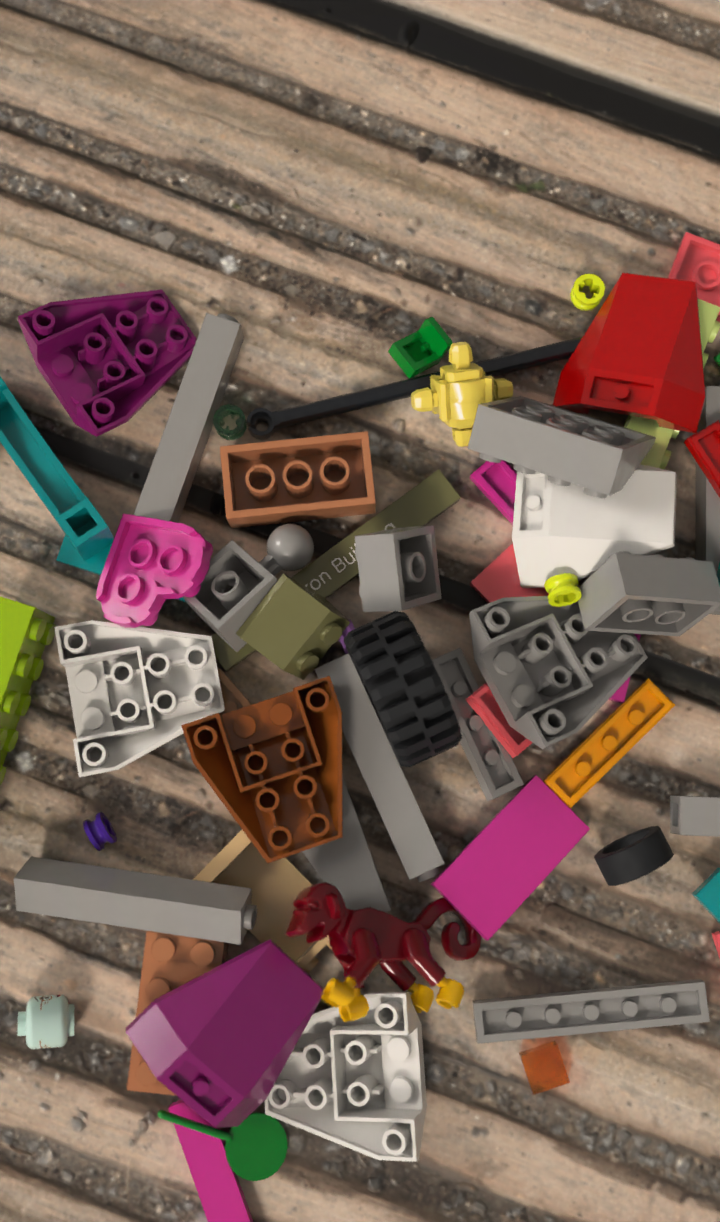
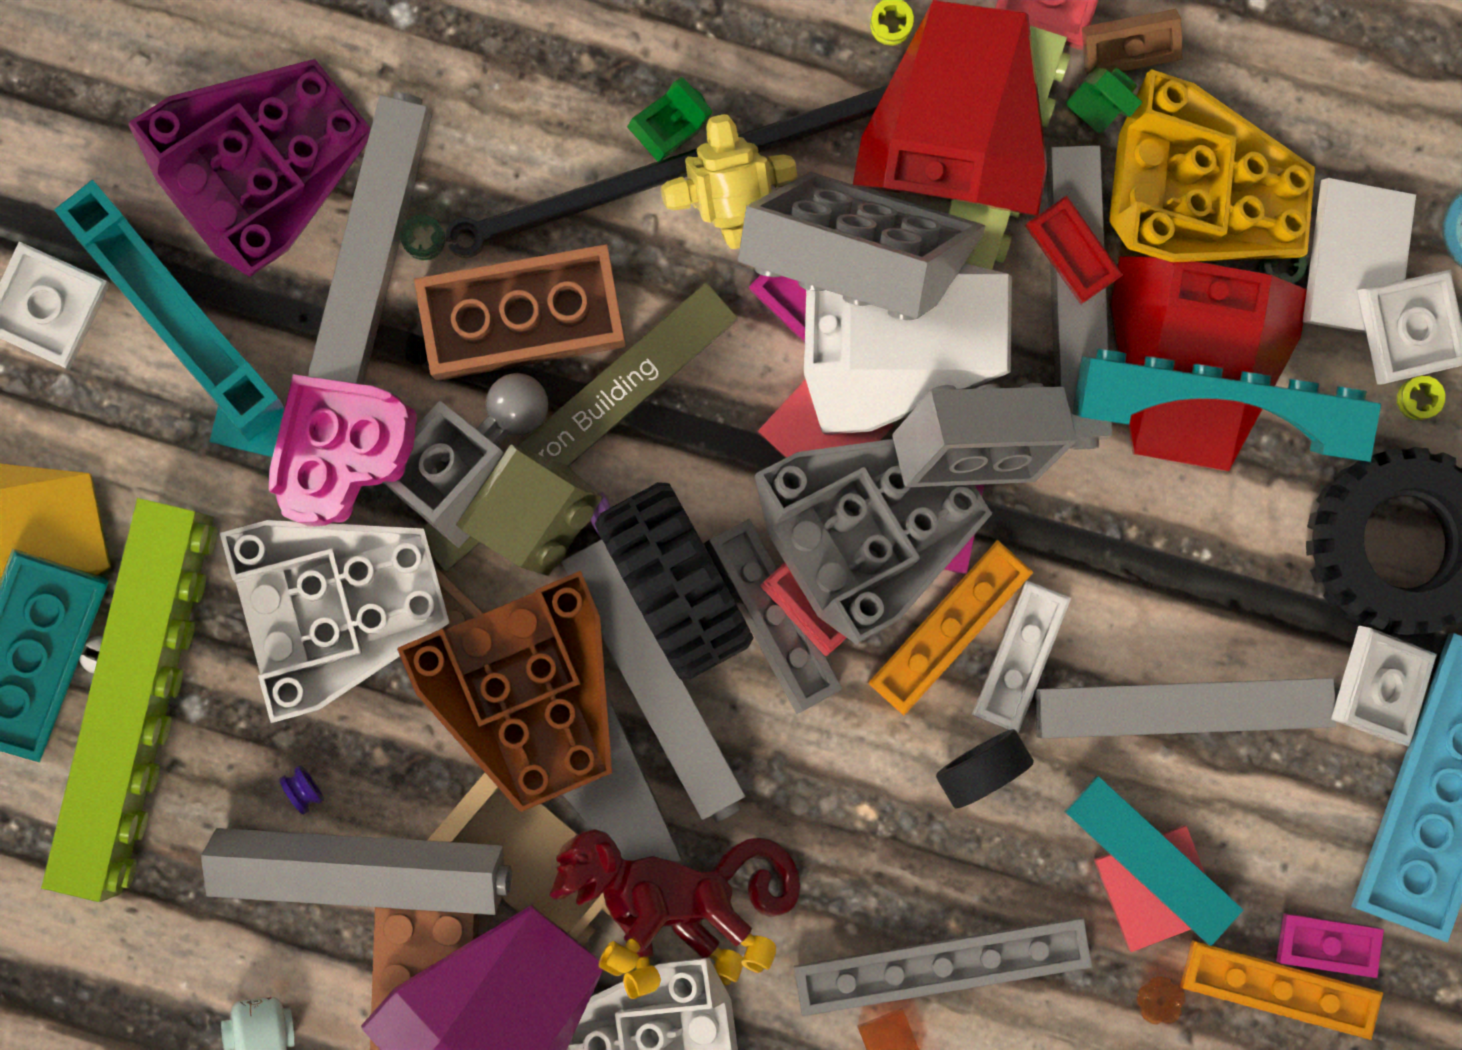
camera: 10 degrees left, 5 degrees up
(397, 568) = (659, 423): light grey brick -> none
(510, 857) = (830, 782): dark pink tile -> none
(563, 589) = (874, 436): neon yellow bush -> none
(662, 769) = (1021, 656): none -> white tile

